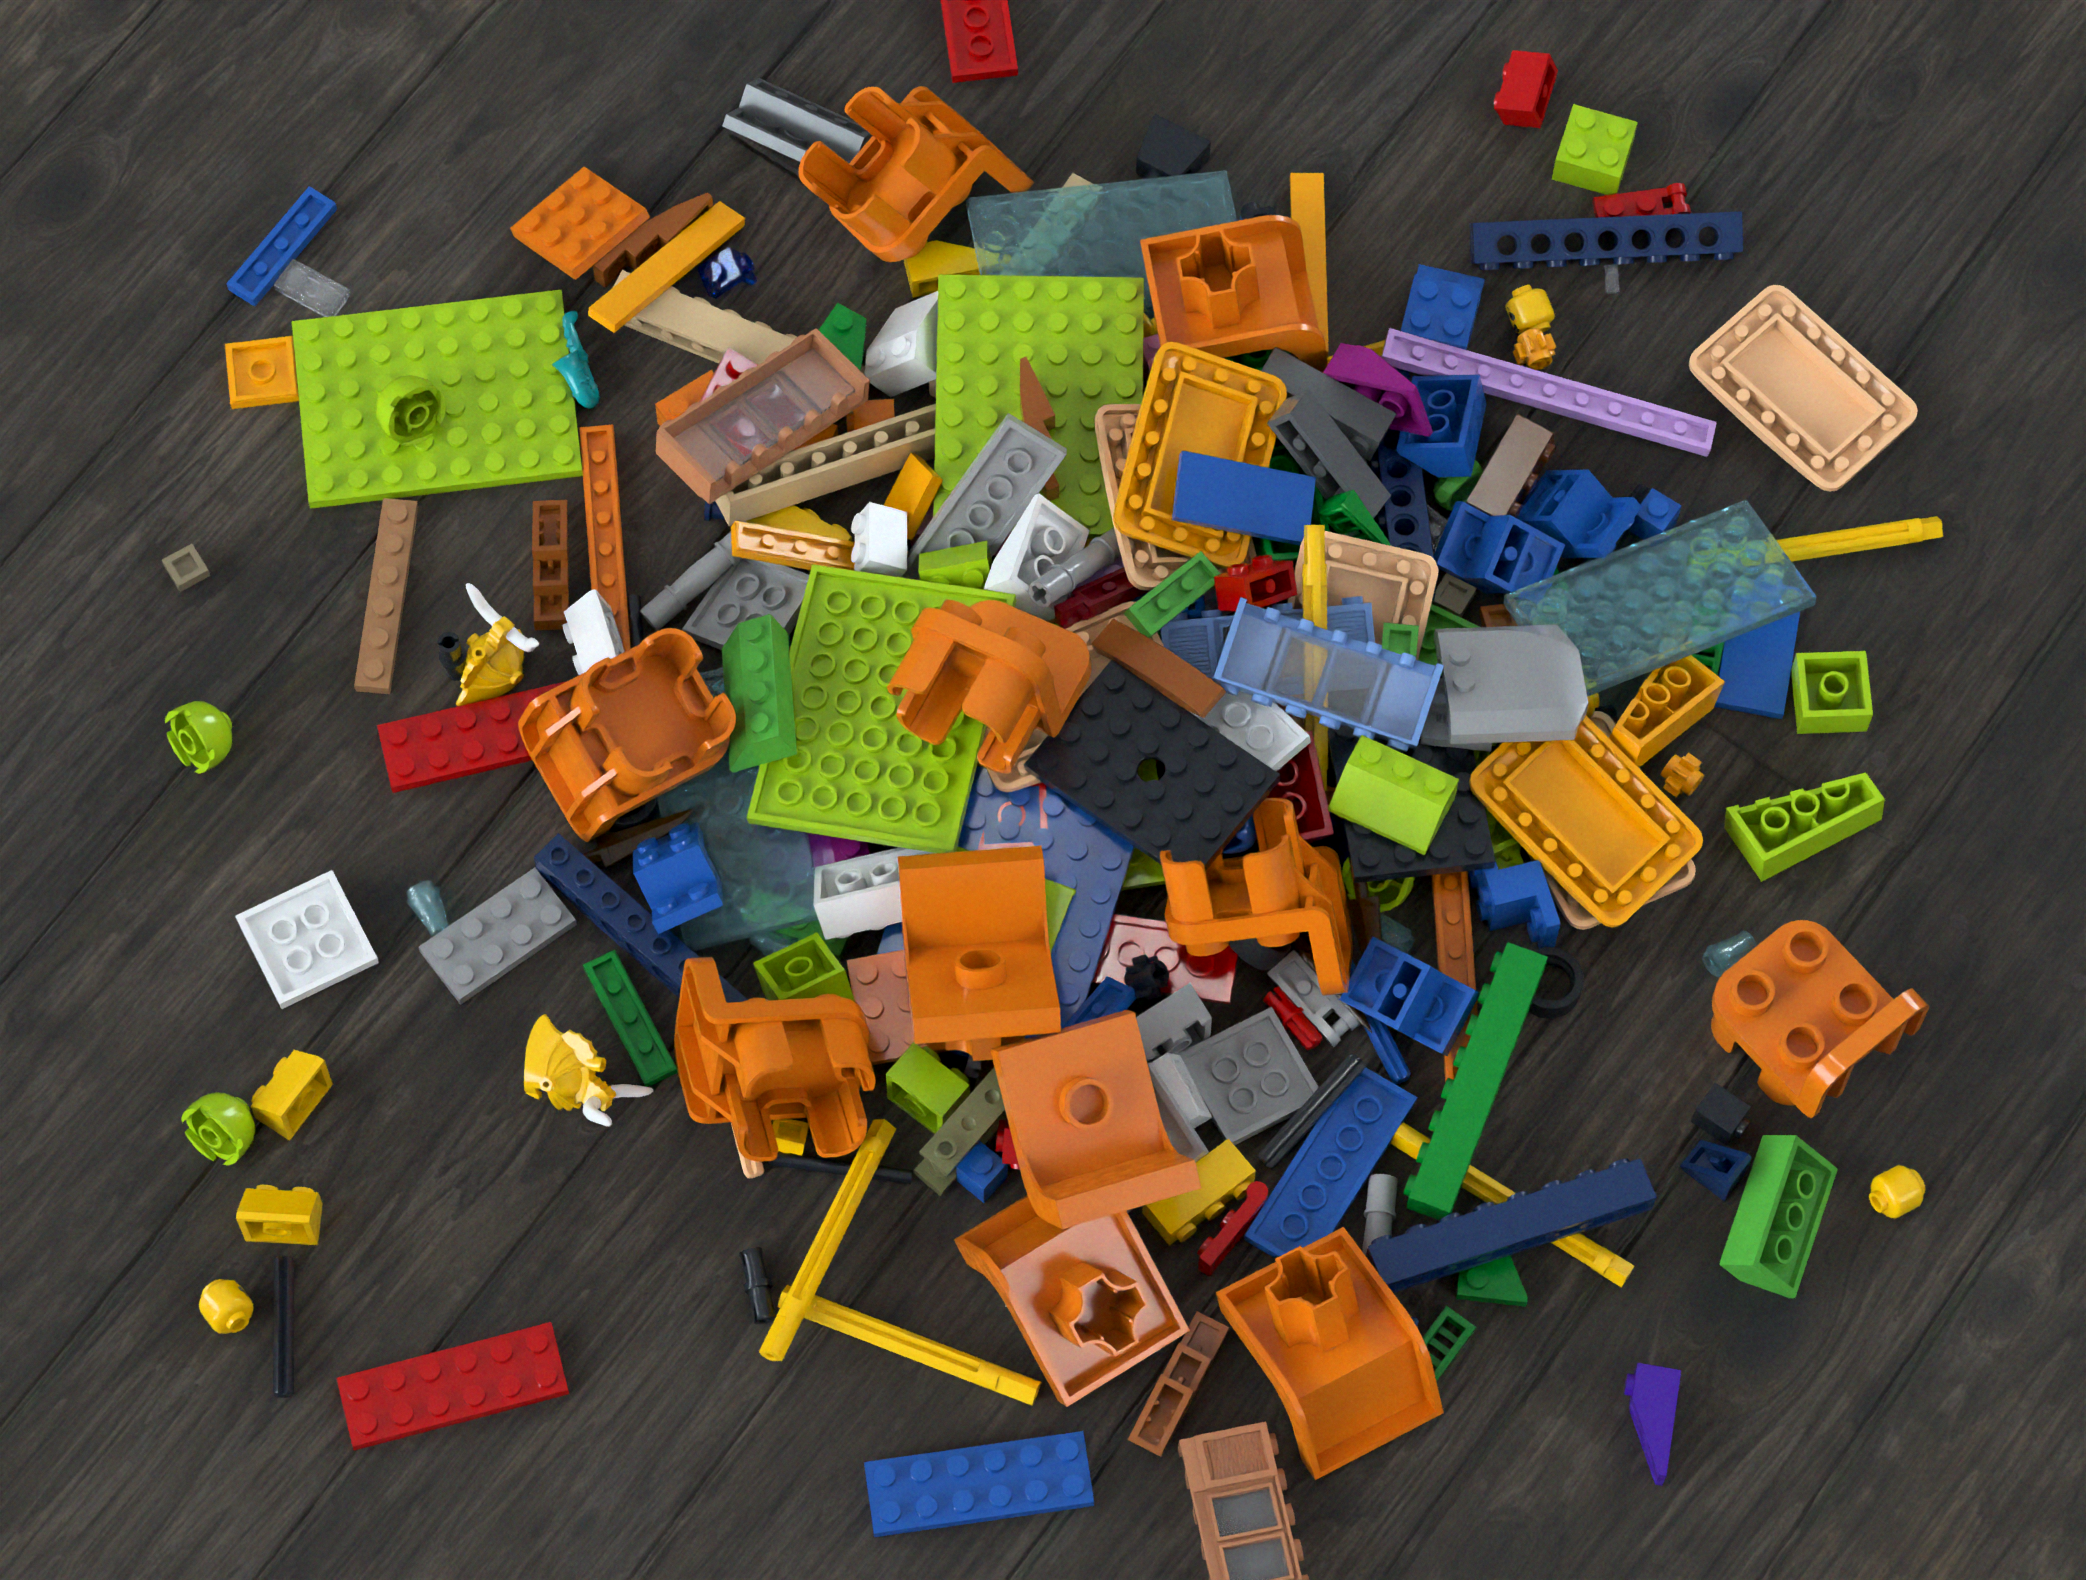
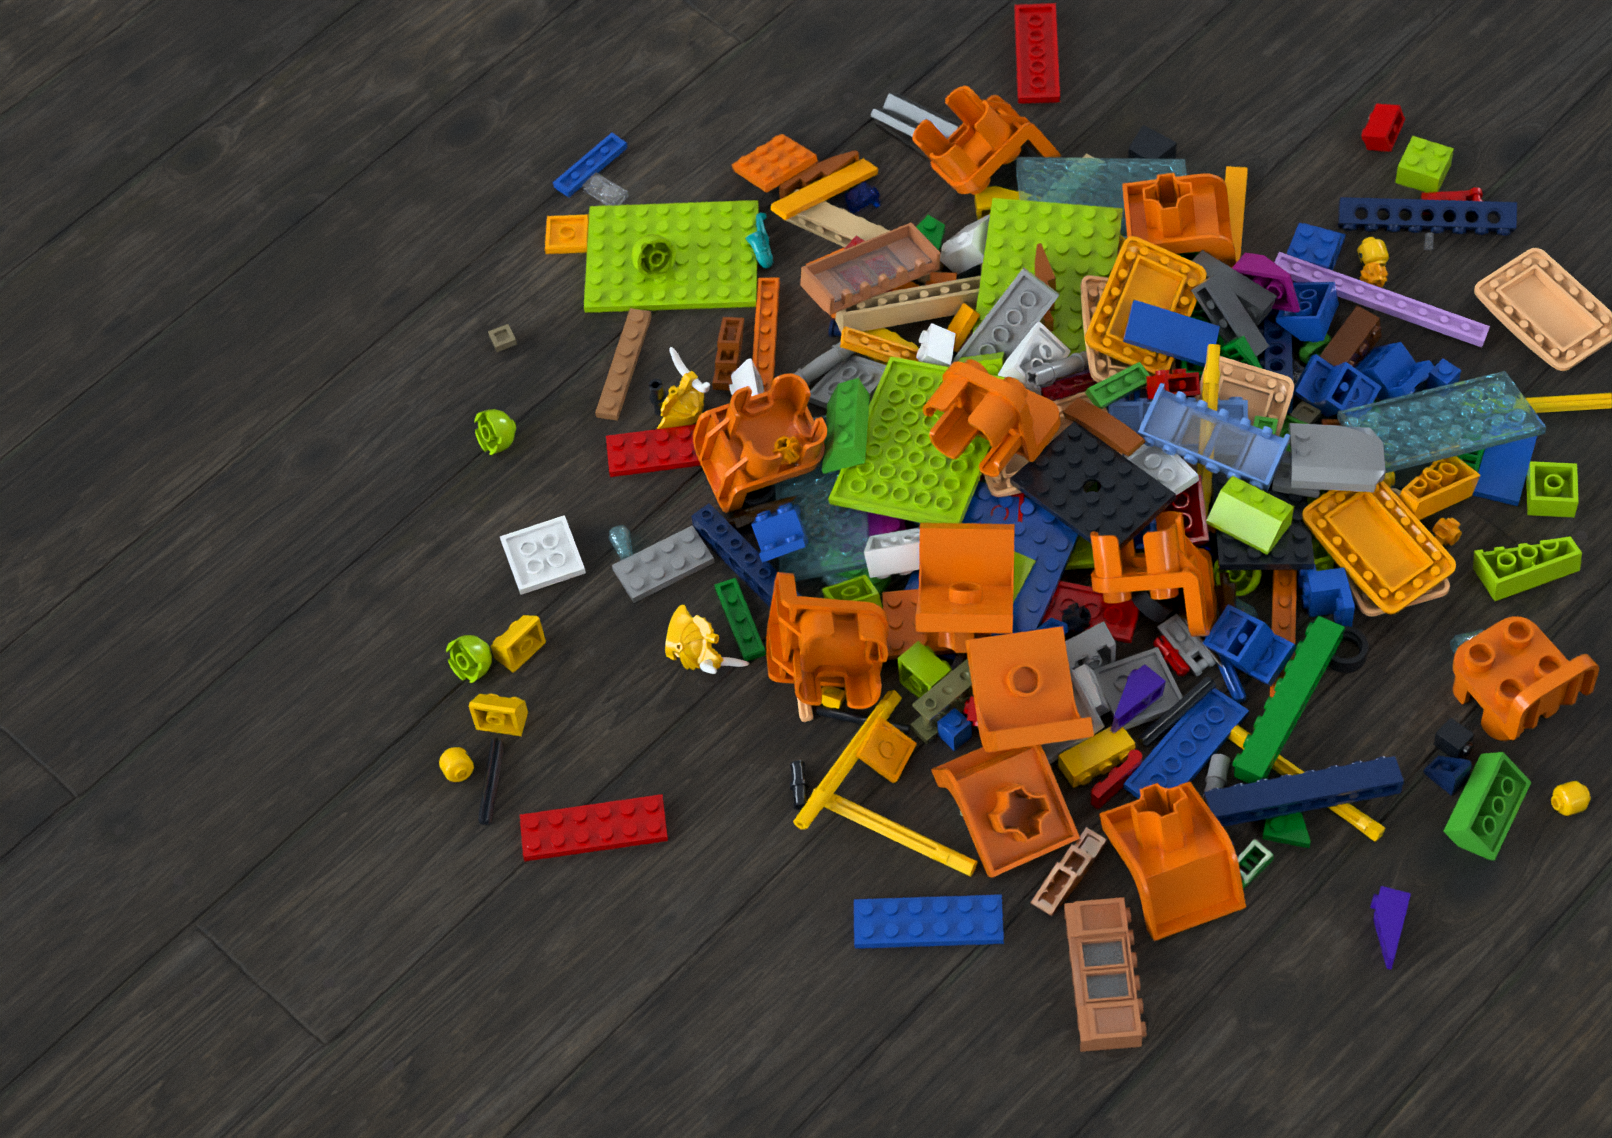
camera: 15 degrees right, 10 degrees down
(675, 745) = (788, 448): none -> light orange gear
(883, 1216) = (886, 749): none -> light orange tile
(1254, 1088) = (1140, 692): none -> dark purple slope

